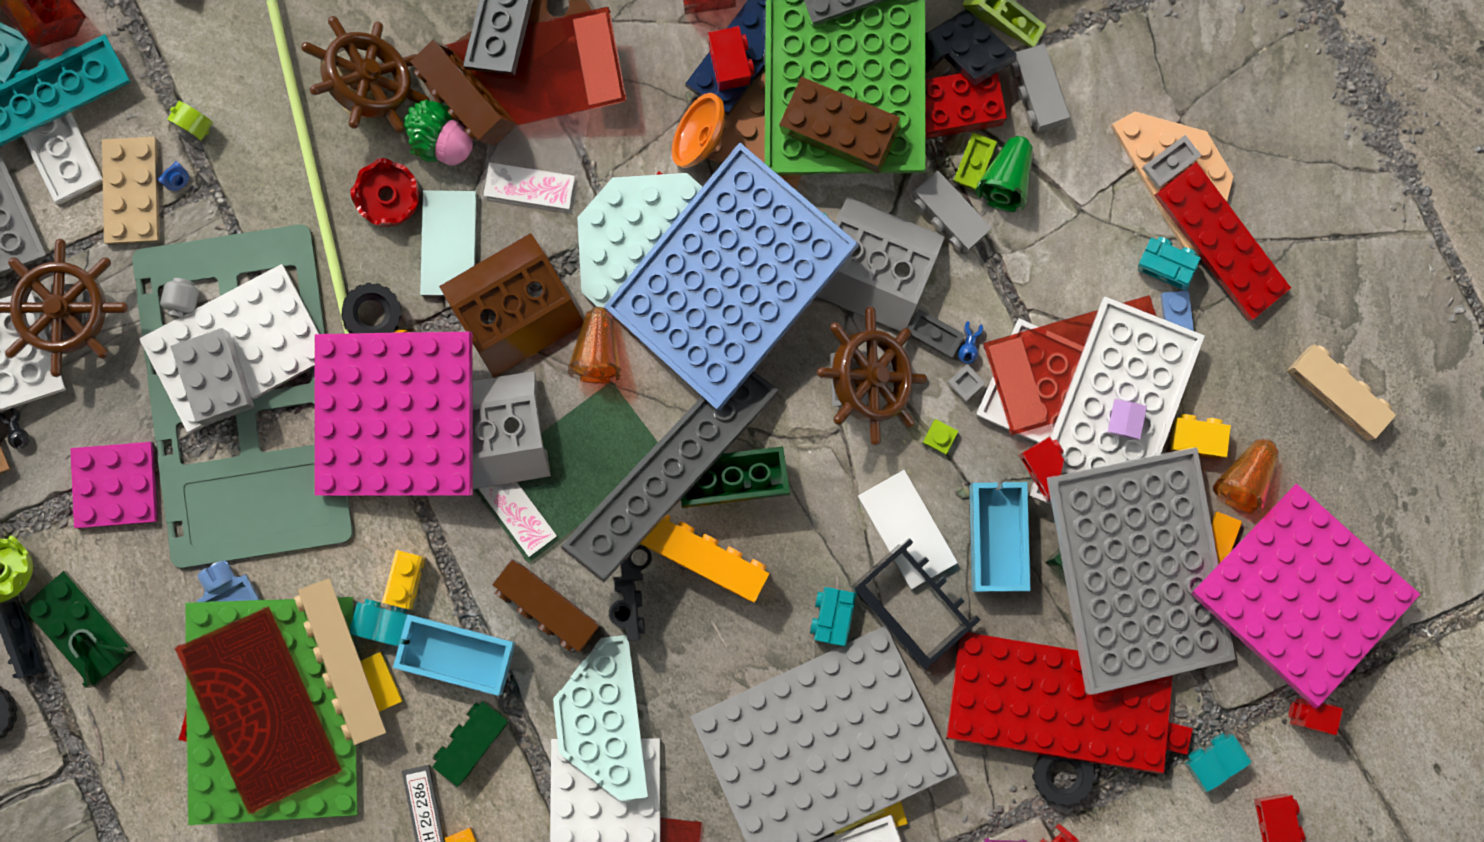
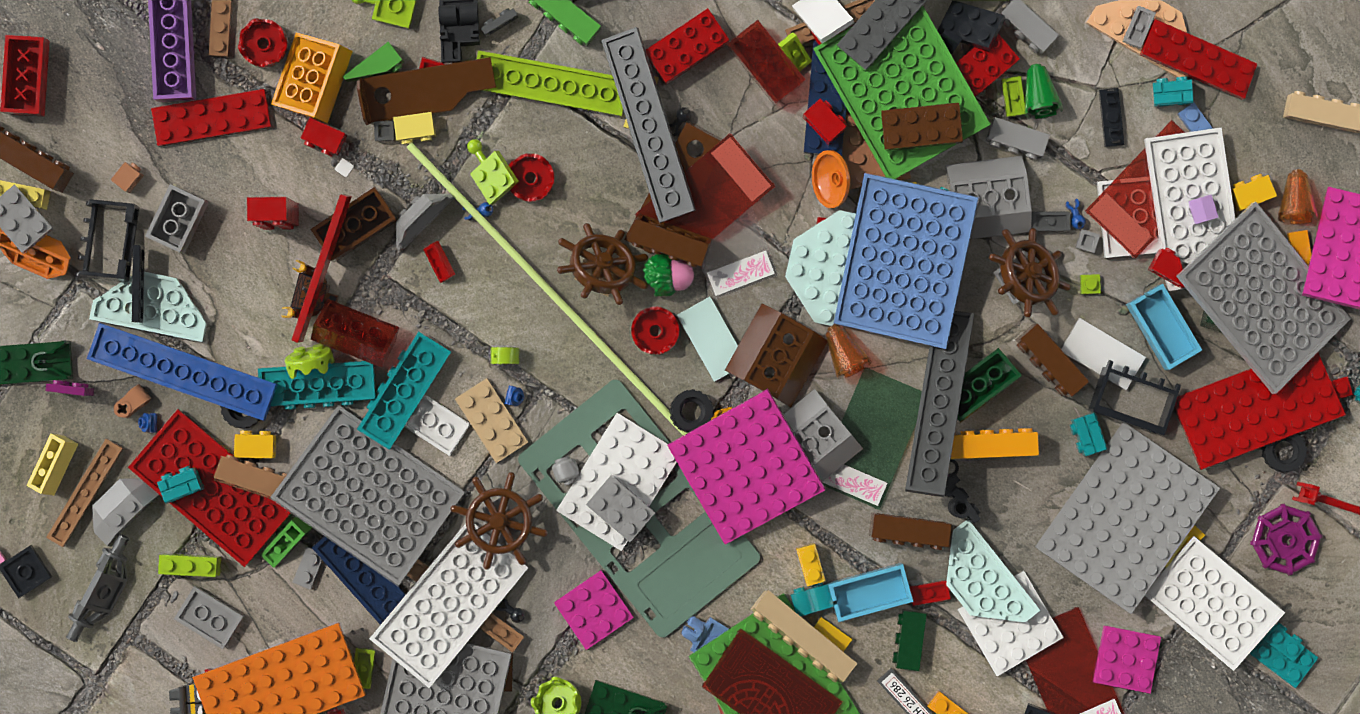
camera: 25 degrees left, 5 degrees up
(528, 698) = (929, 592): none -> red plate
(839, 499) = (1051, 360): none -> reddish brown brick
(1078, 253) = (1111, 117): none -> black plate

